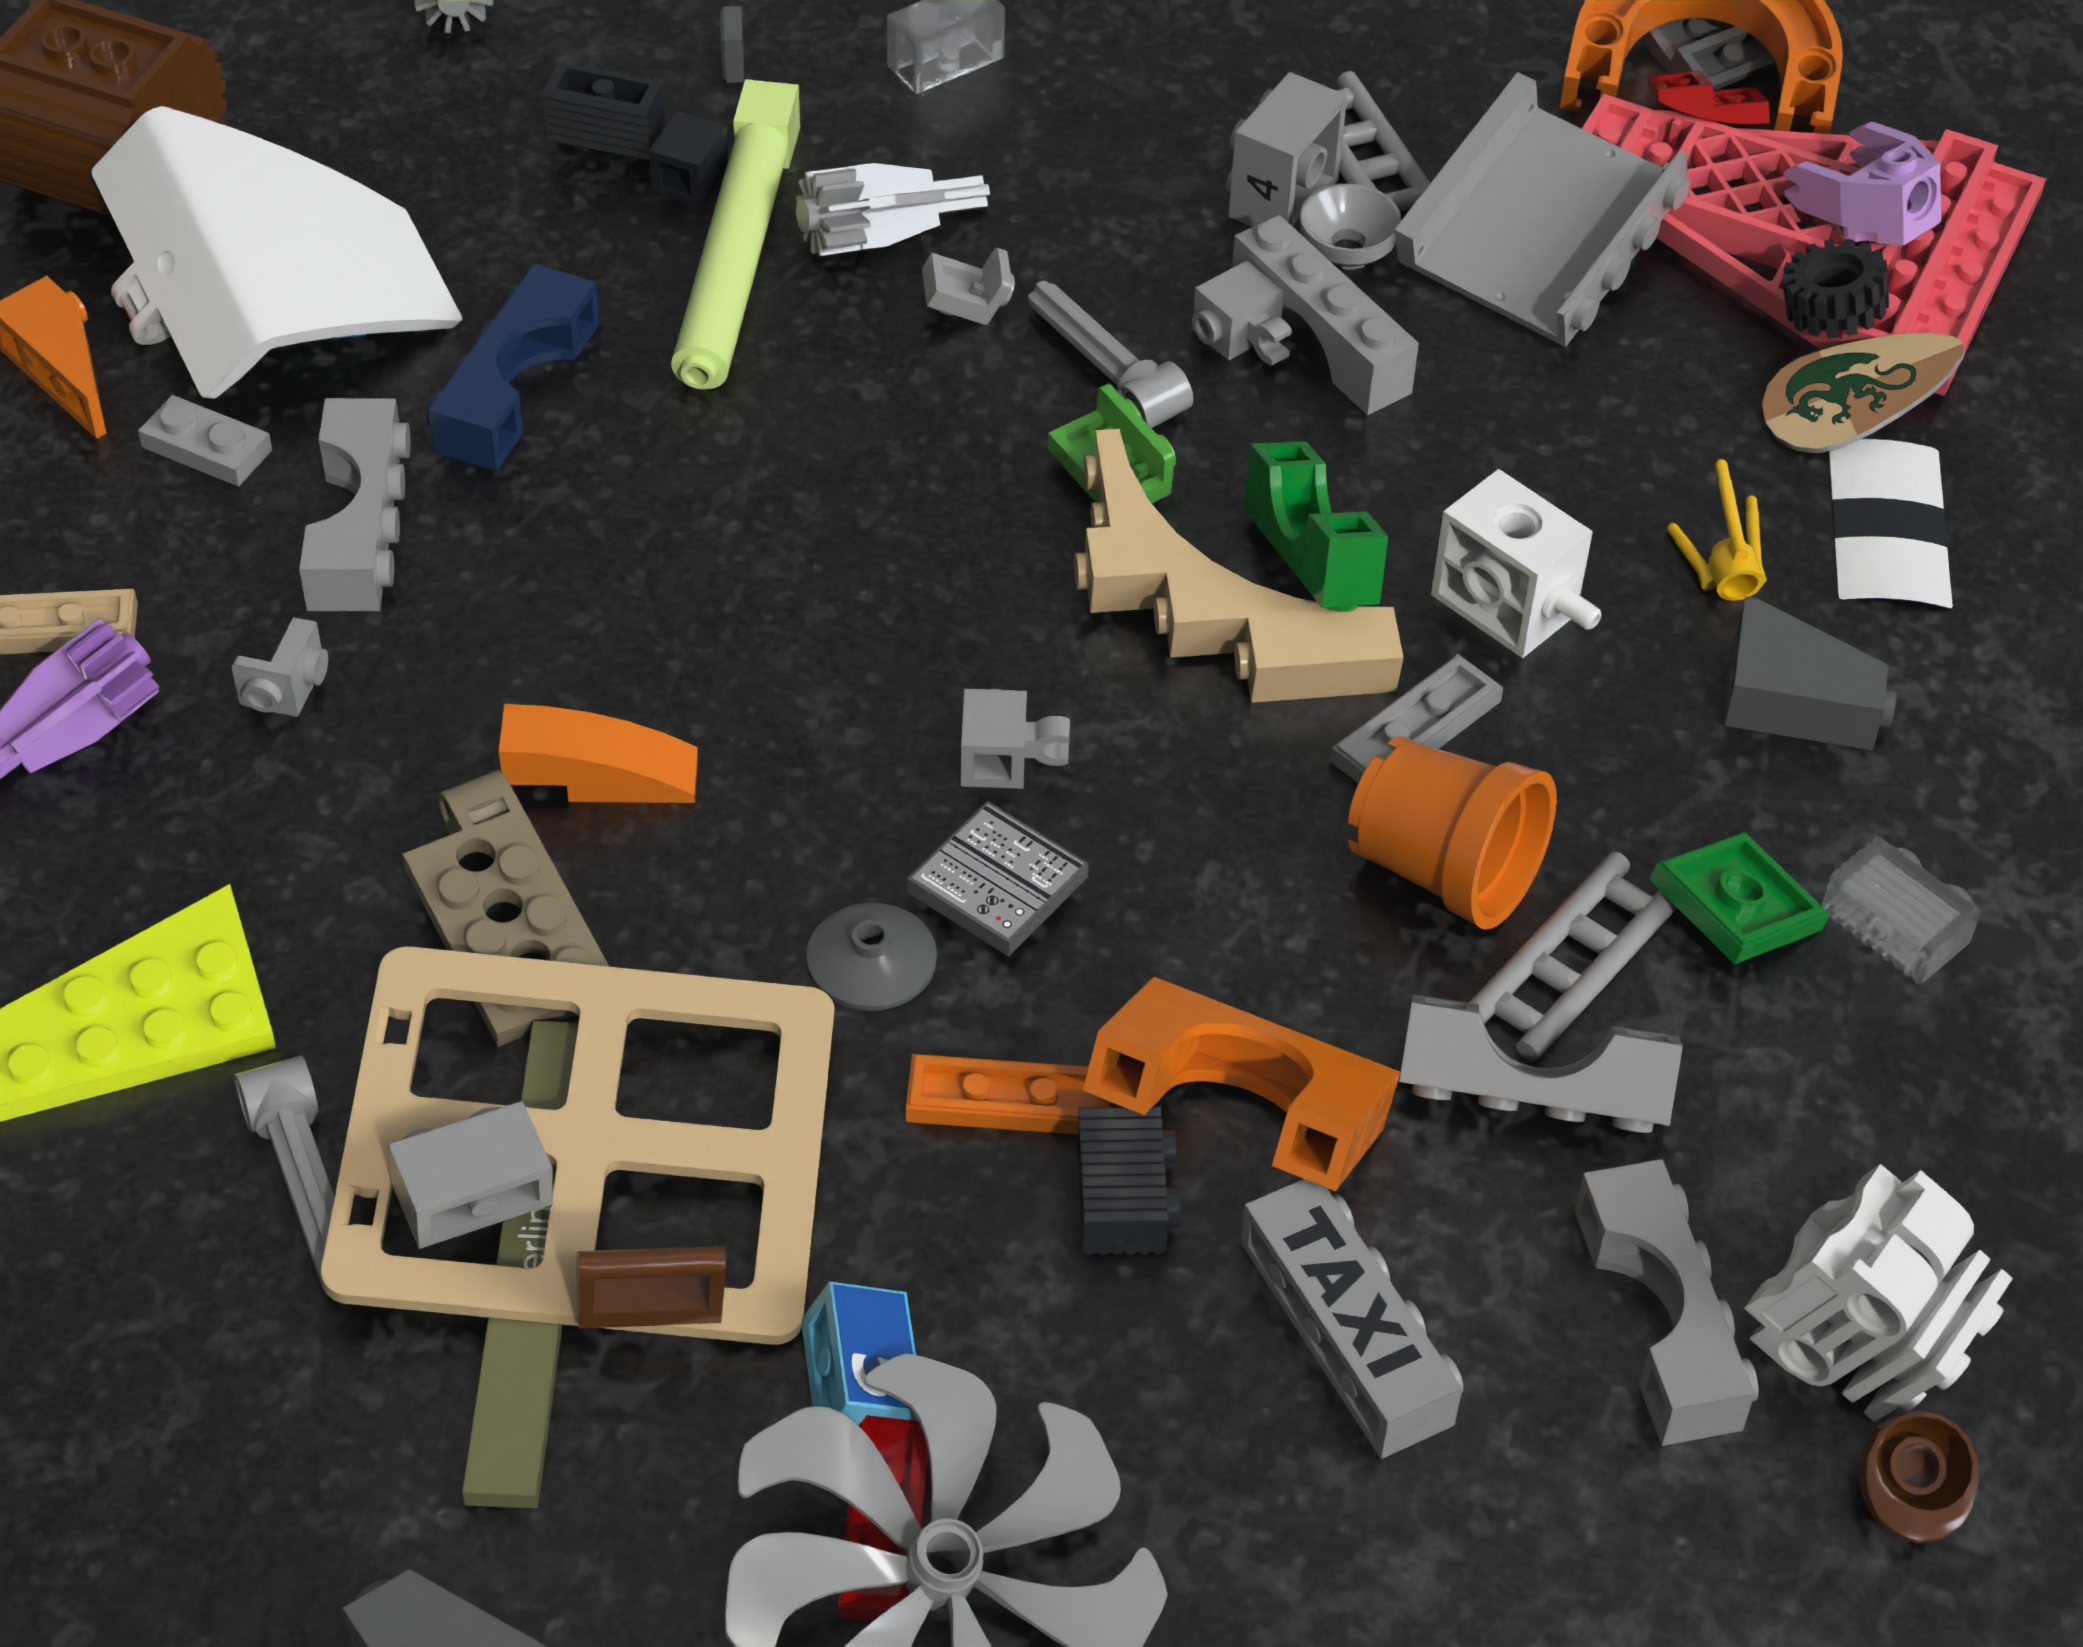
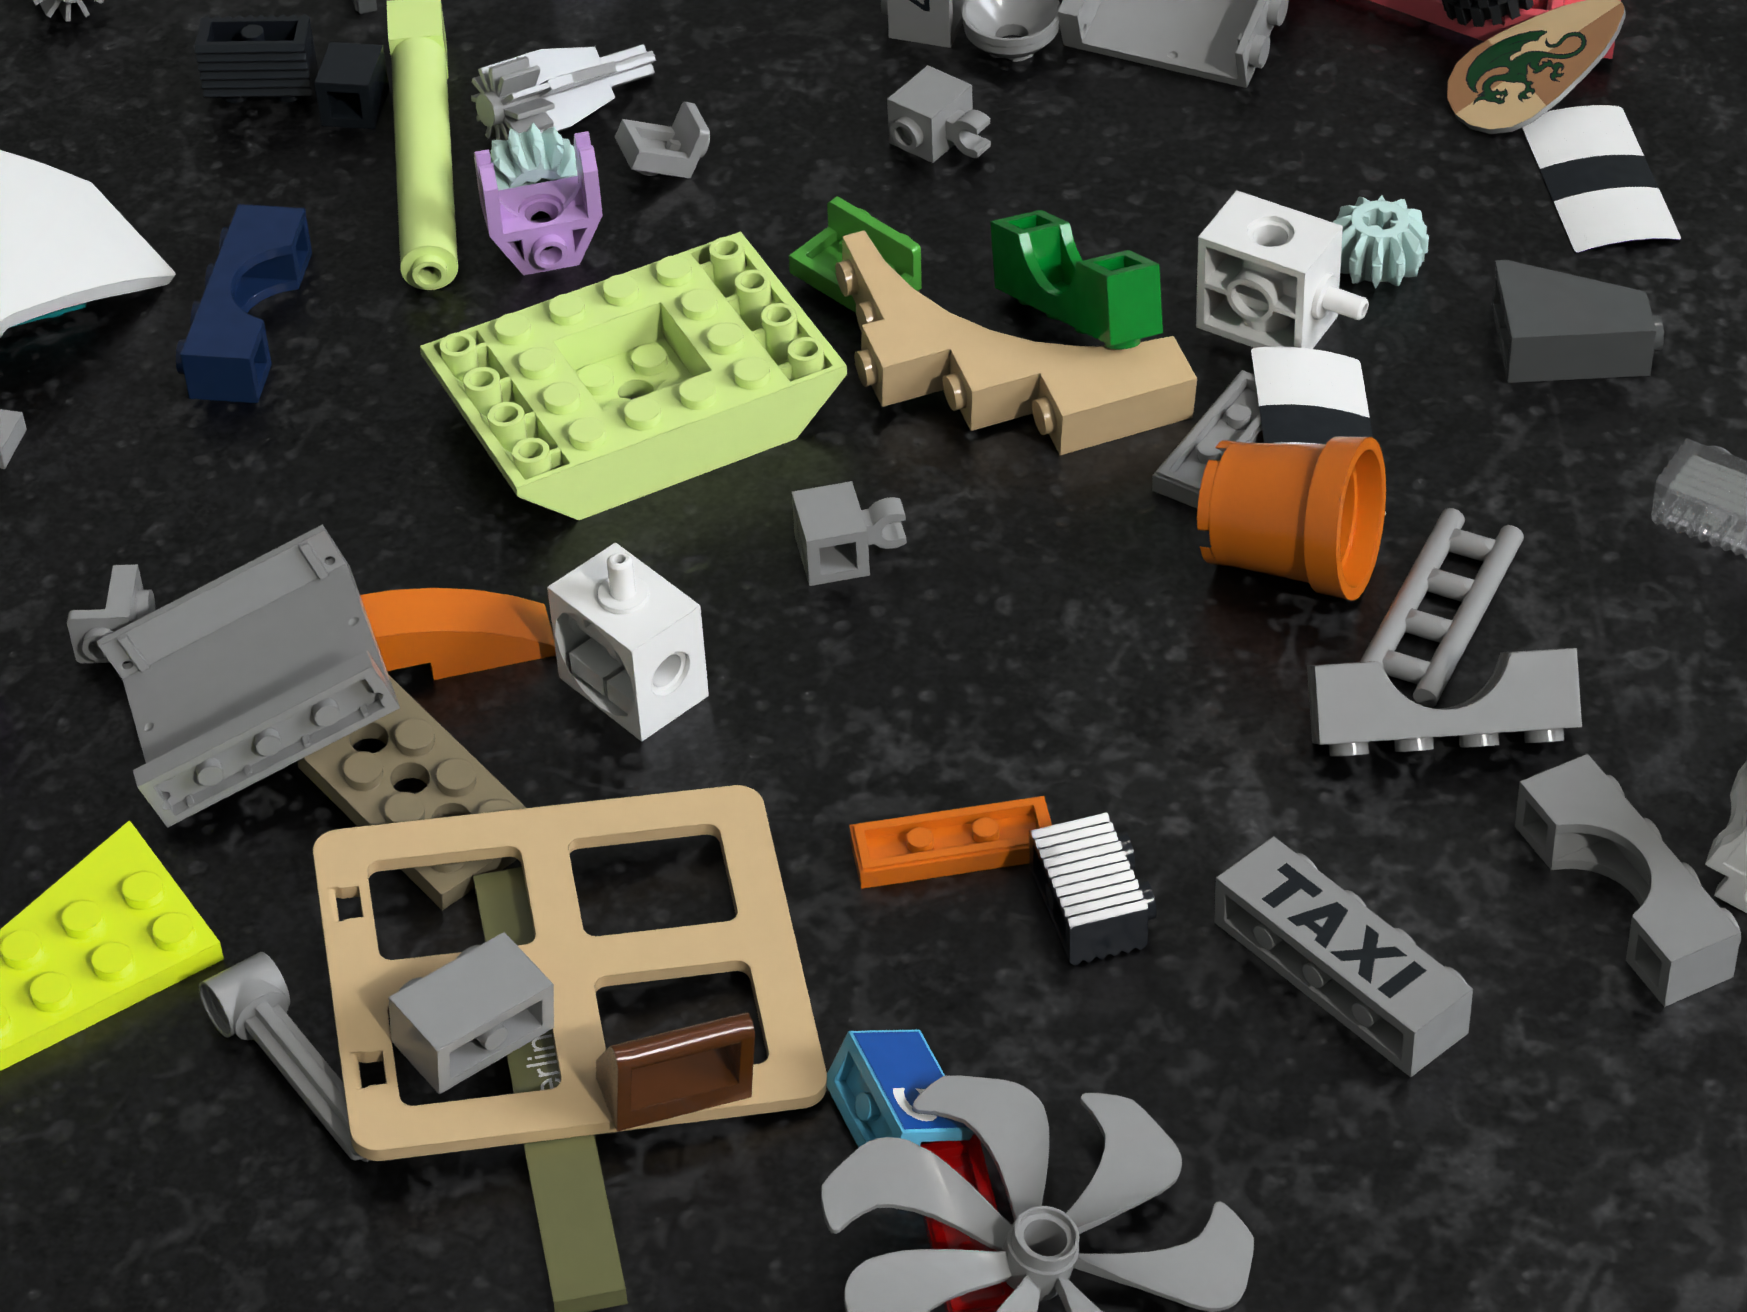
camera: 10 degrees left, 5 degrees down
(348, 554) = (137, 499): light grey arch -> none
(384, 764) = (249, 675): none -> light grey panel
(754, 812) = (628, 641): none -> white piece
(799, 357) = (570, 202): none -> lavender piece
(827, 289) = (532, 158): none -> light aqua gear
(875, 974) = (778, 751): dark grey dish -> none
(927, 494) = (699, 339): none -> yellowish green slope
(997, 878) = (877, 654): tile -> none
(1154, 388) = (882, 195): light grey axle -> none
(1178, 1036) = (1103, 751): orange arch -> none
(1364, 346) = (1064, 121): light grey arch -> none
(1518, 708) = (1309, 395): none -> white sticker
(1639, 545) = (1381, 241): none -> light aqua gear
(1734, 565) = (1469, 236): yellow plant -> none
(1739, 897) = (1576, 522): green tile -> none

